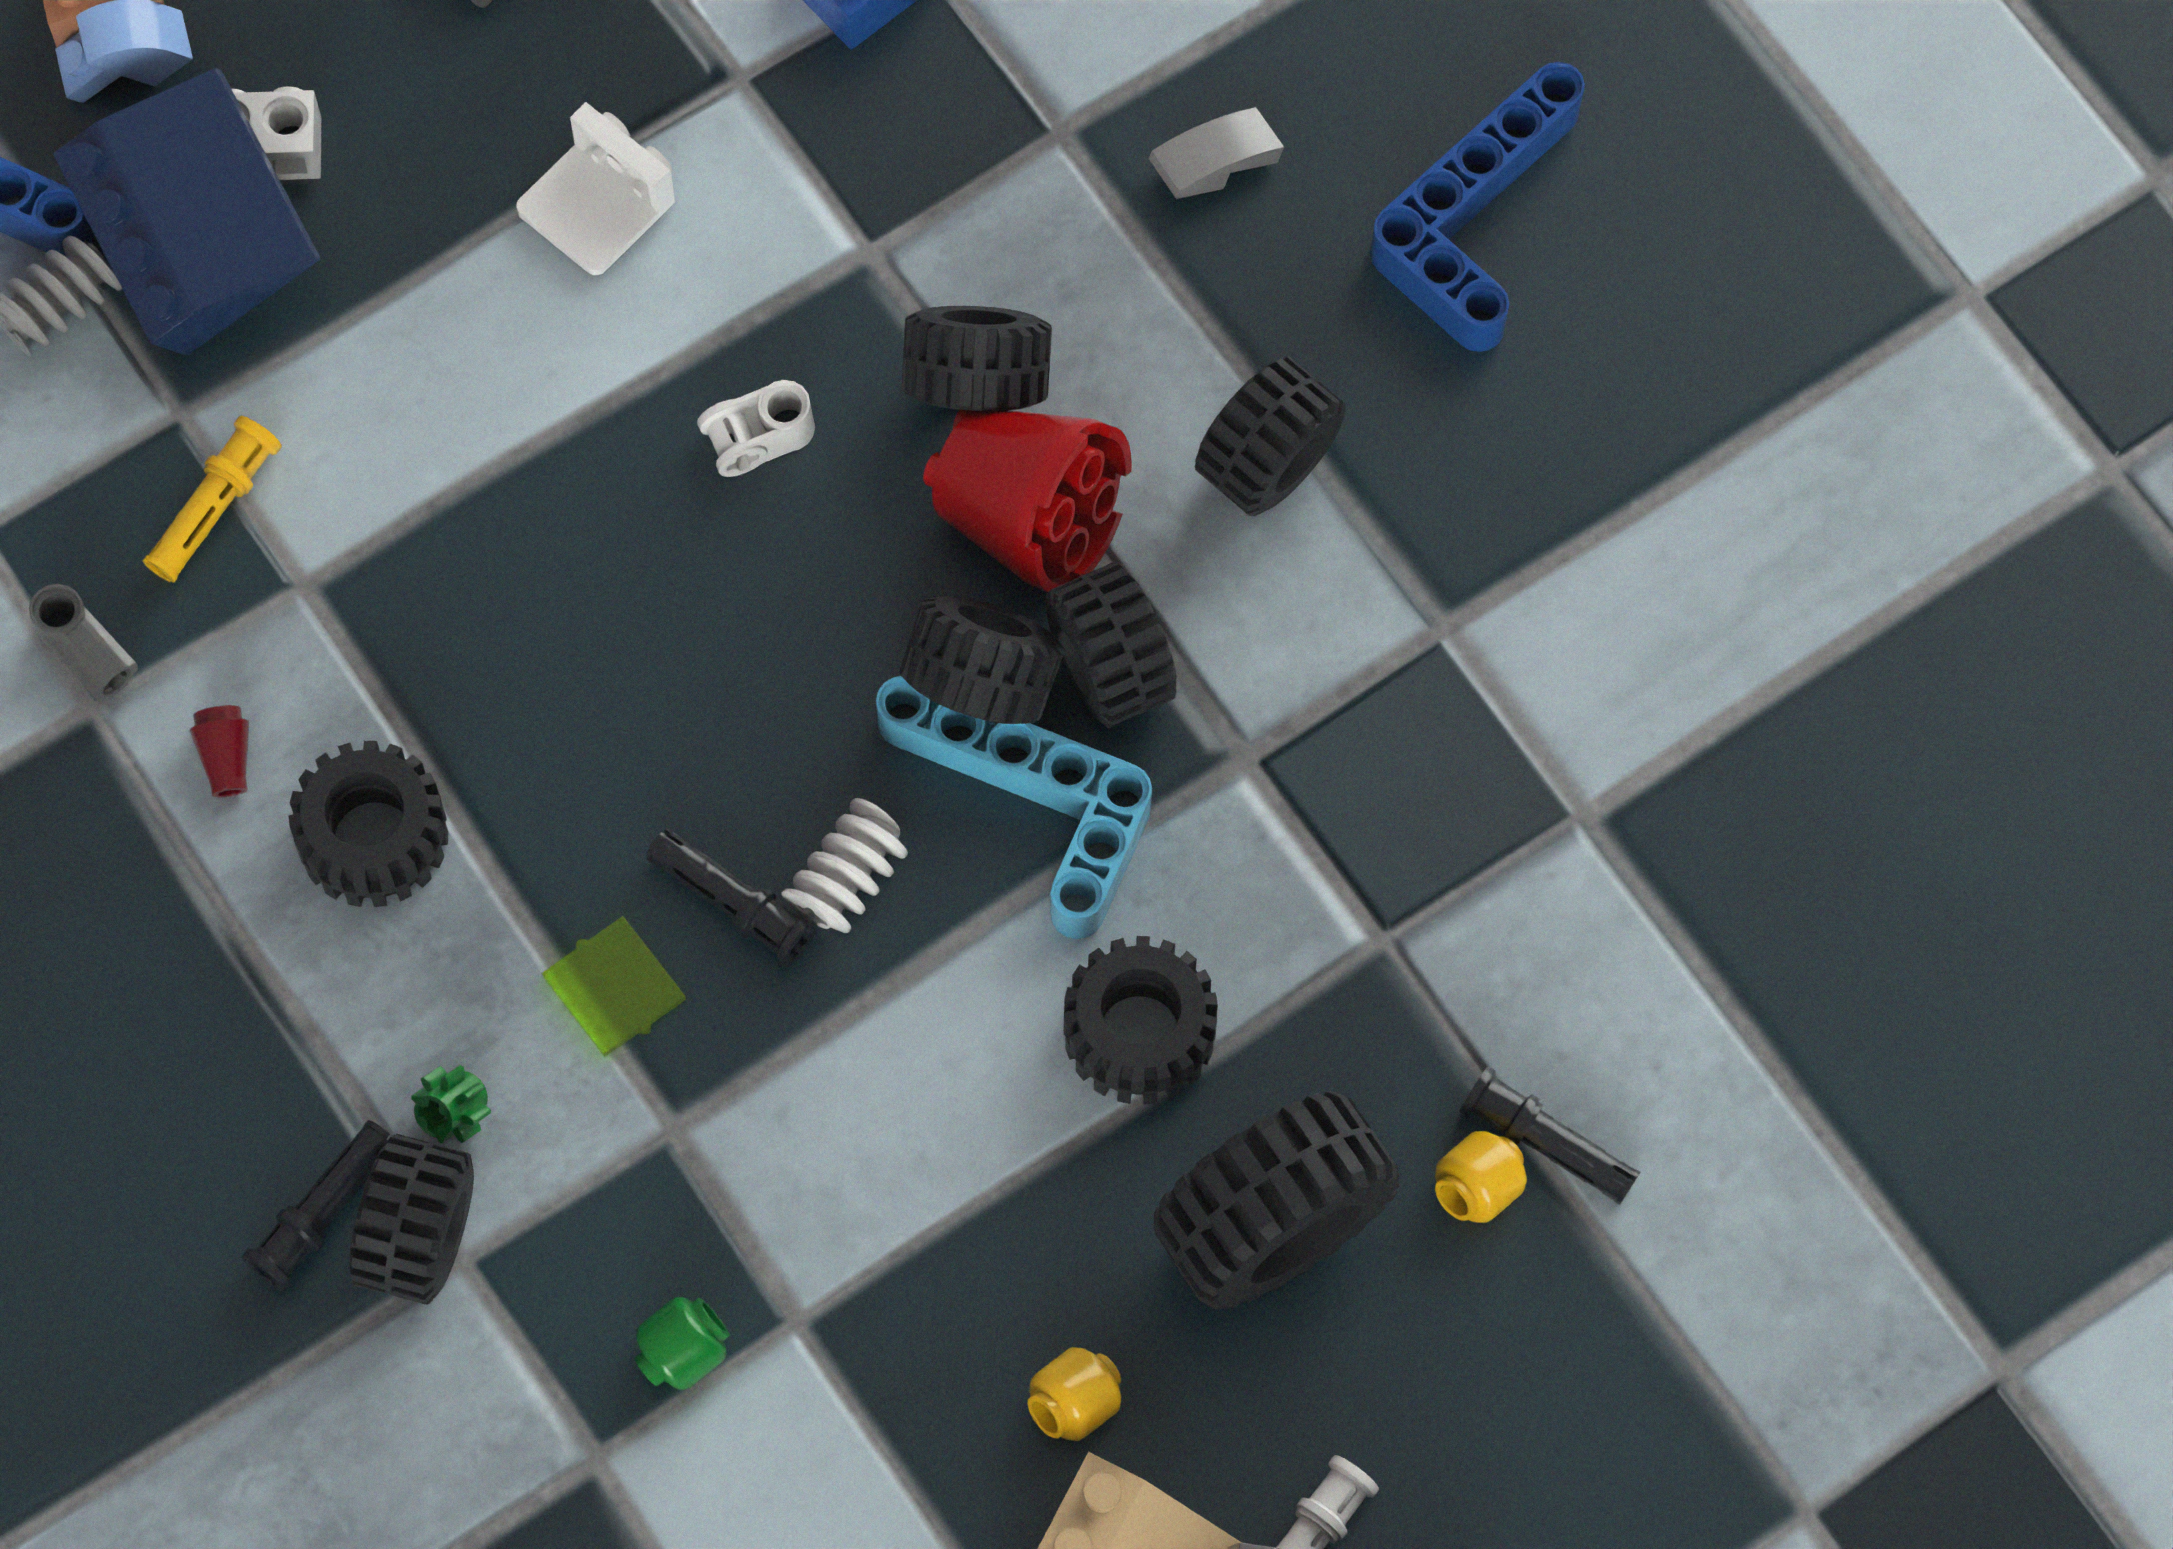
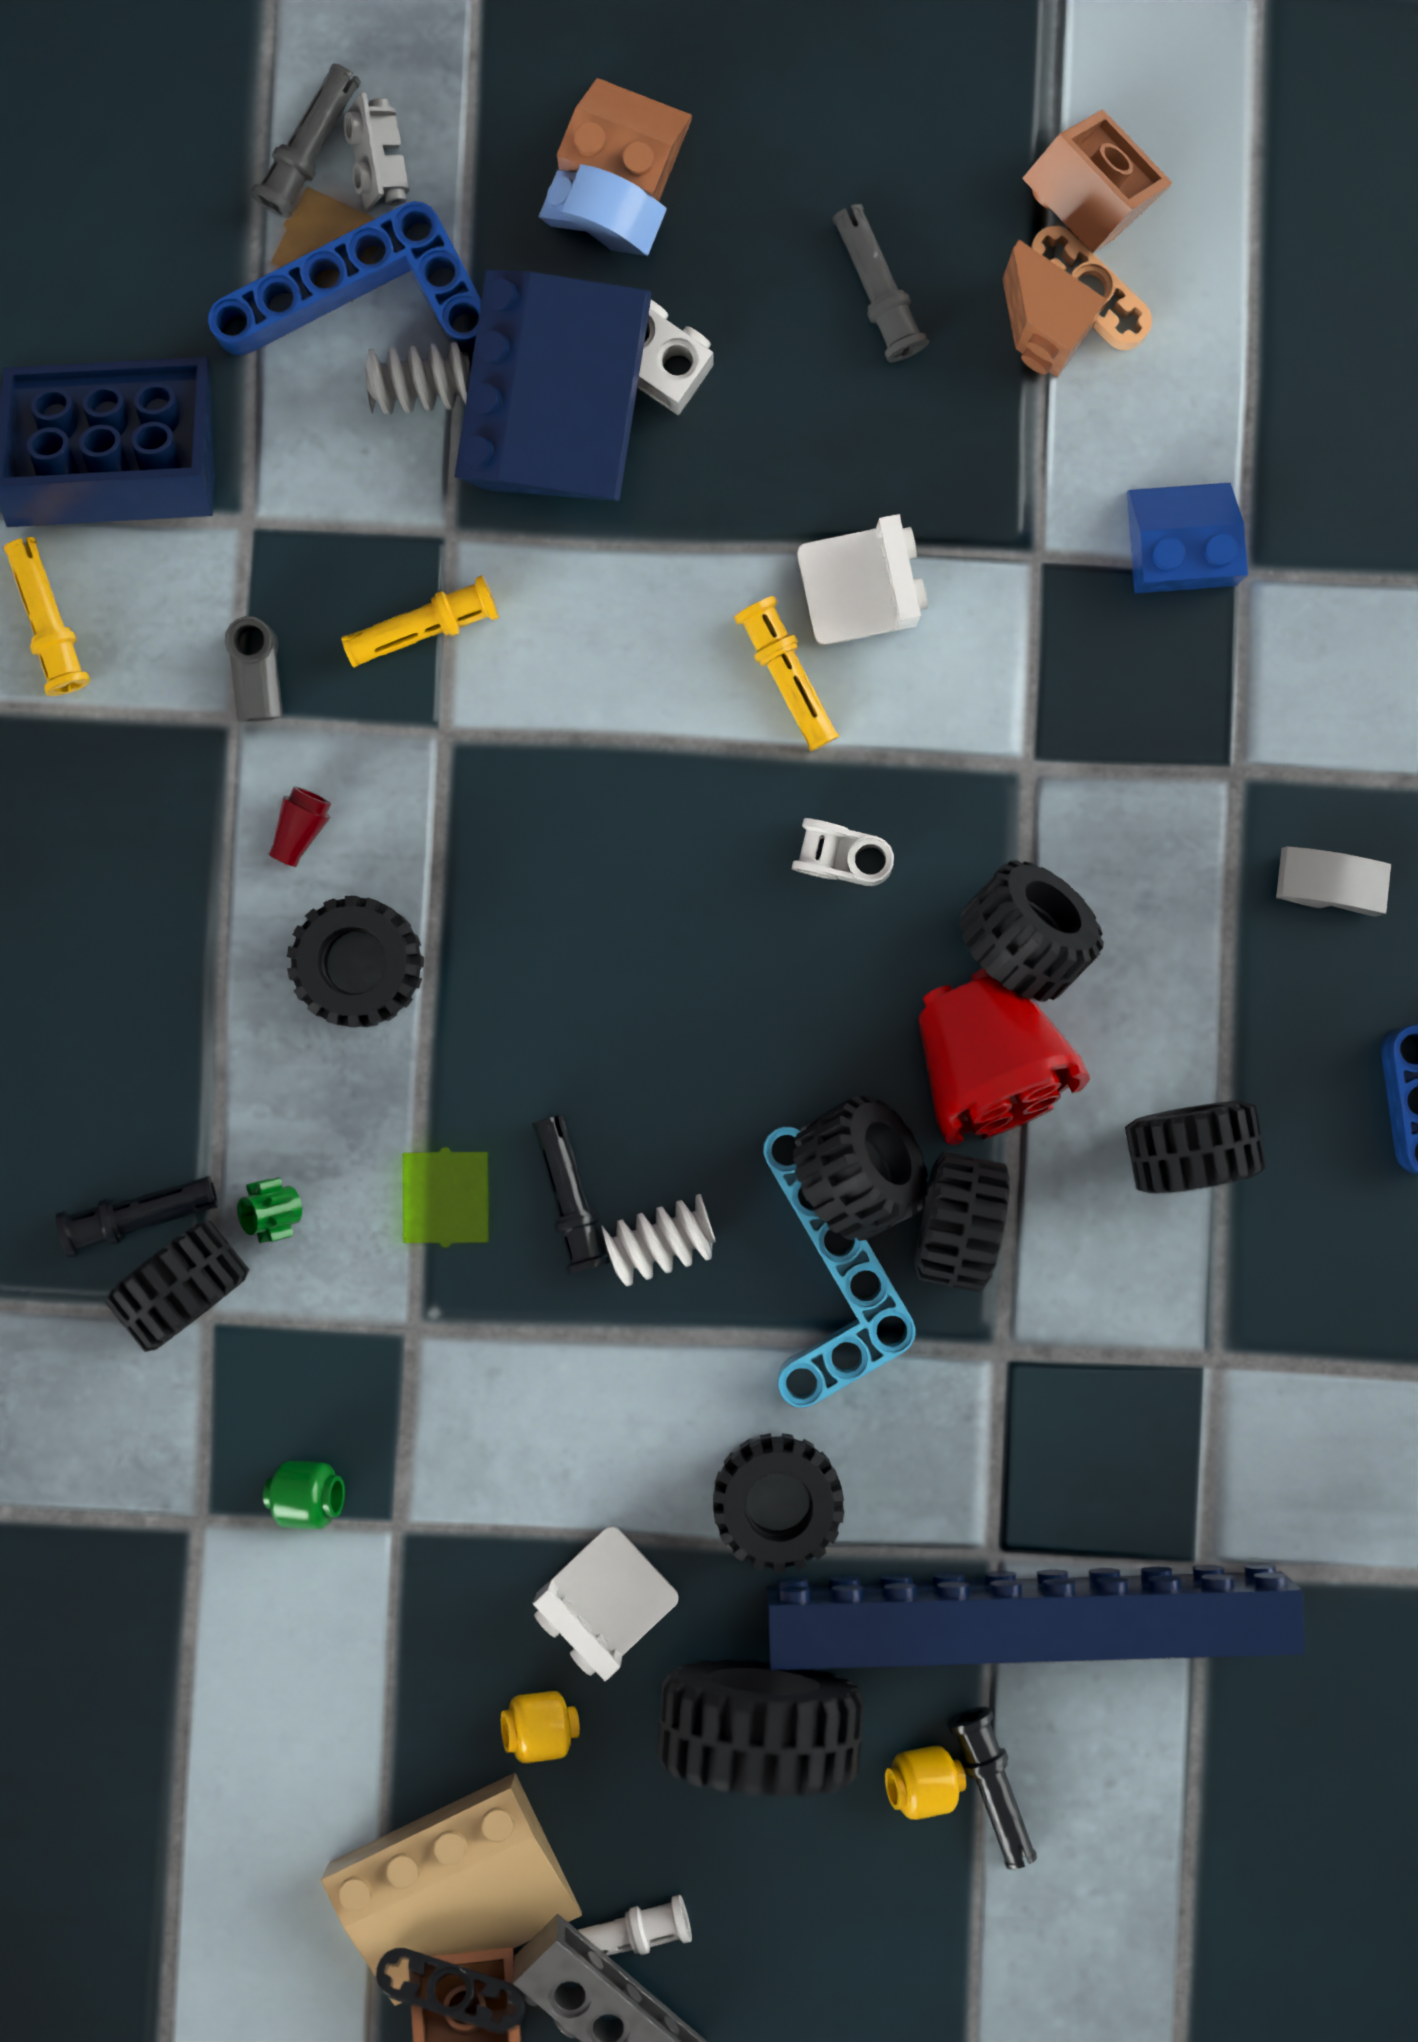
camera: 40 degrees right, 20 degrees up
(564, 303) = (776, 651): none -> yellow pin
(1048, 1232) = (604, 1602): none -> white bracket
(1464, 937) = (1034, 1618): none -> dark blue brick

